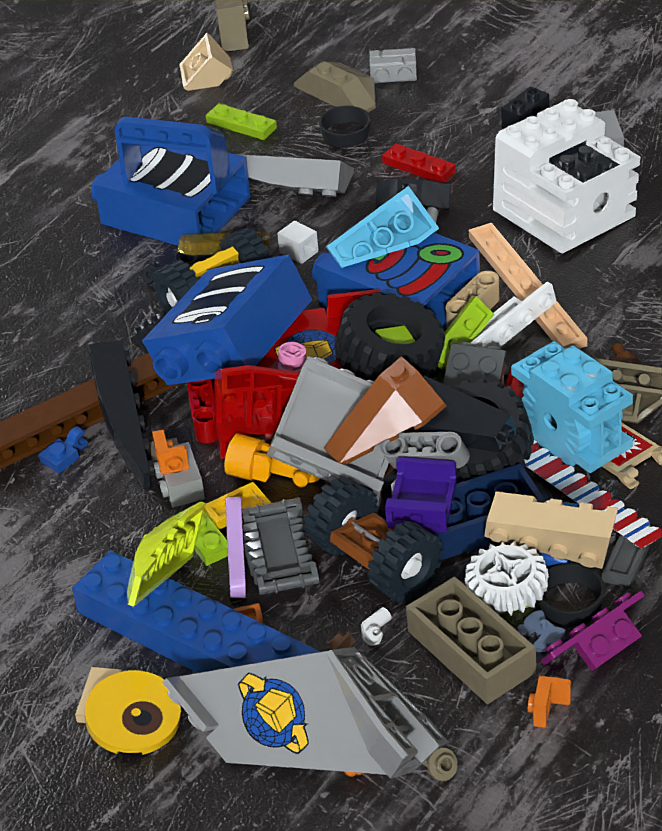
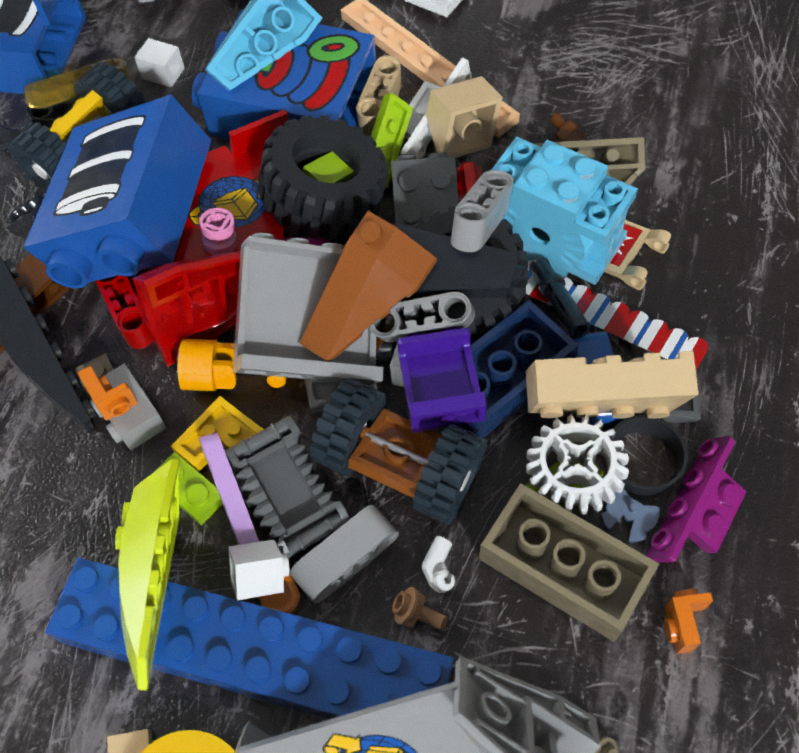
camera: 20 degrees left, 20 degrees up
(237, 587) = (257, 569): none -> white brick
(306, 601) = (343, 553): none -> light grey beam
(494, 379) = (481, 210): none -> light grey beam
(529, 325) = (463, 116): none -> tan slope
(550, 465) = (553, 287): none -> black pin

